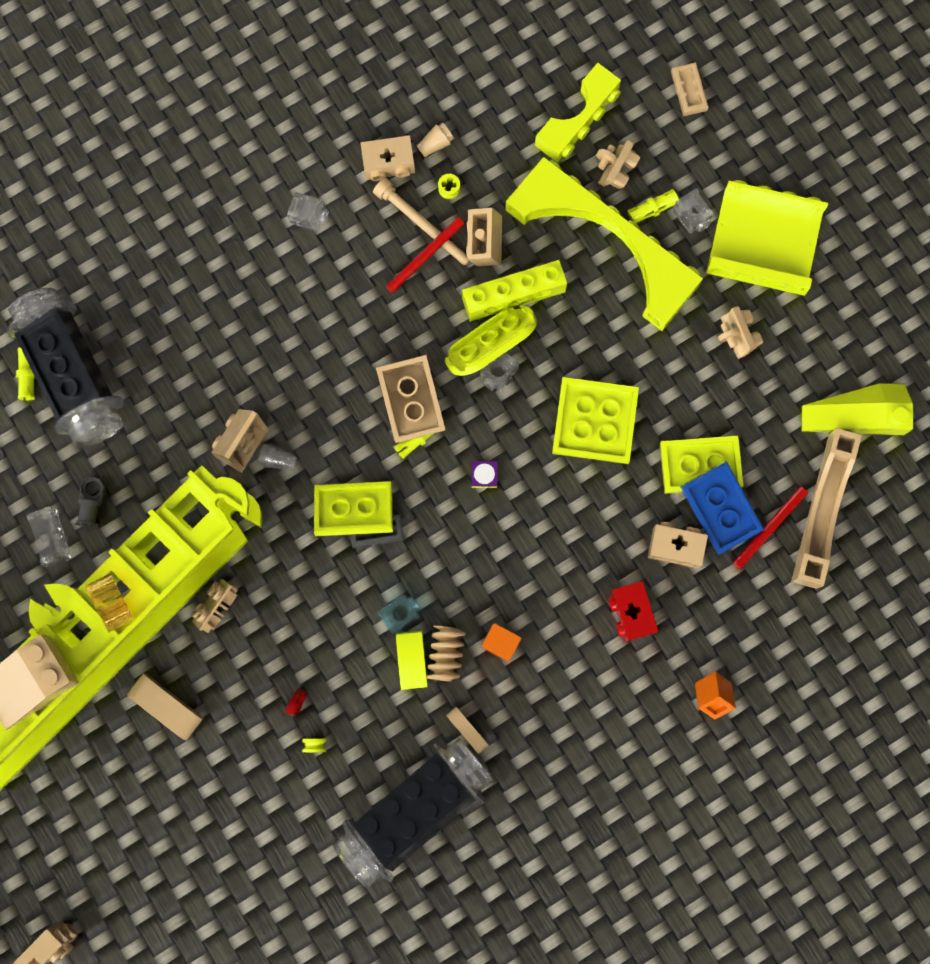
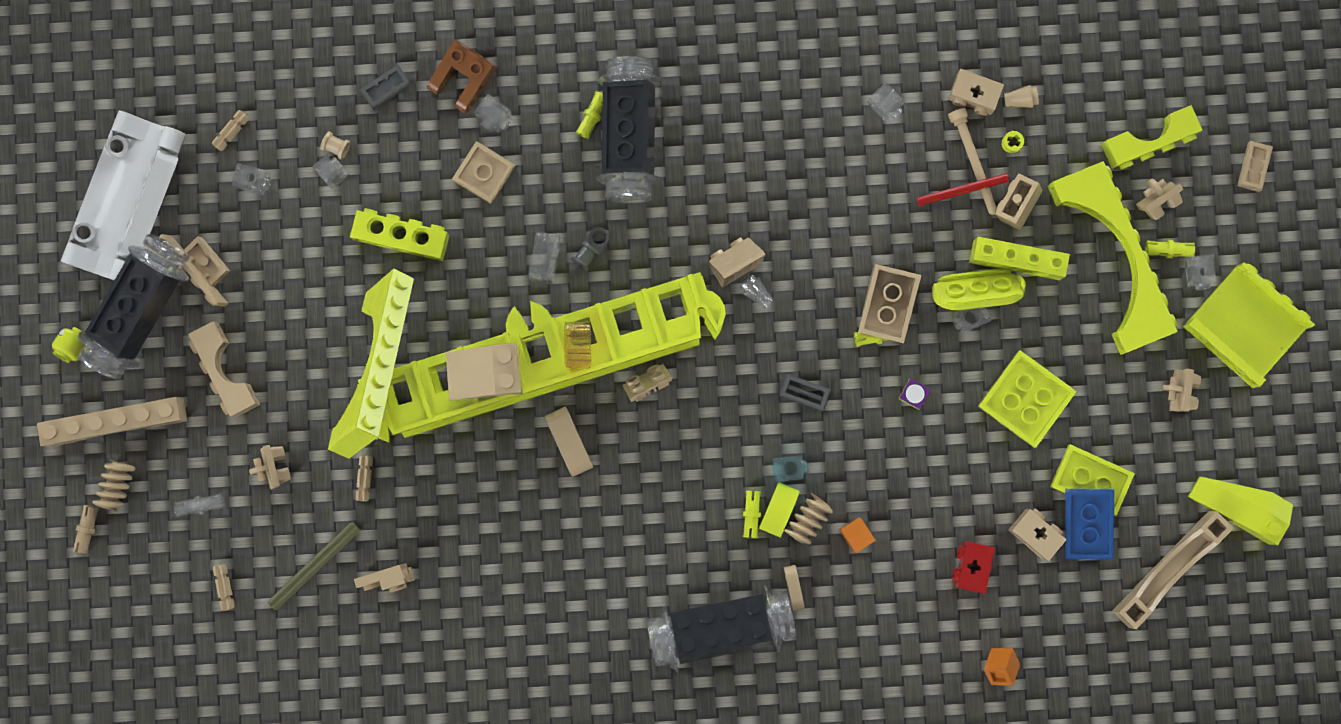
camera: 25 degrees right, 5 degrees up
(296, 702) = (673, 493): red tile -> none
(314, 745) = (669, 534): neon yellow bush -> none
(353, 508) = (796, 365): neon yellow tile -> none
(386, 679) = (751, 514): none -> neon yellow pin
(770, 527) = (1119, 559): red bar -> none

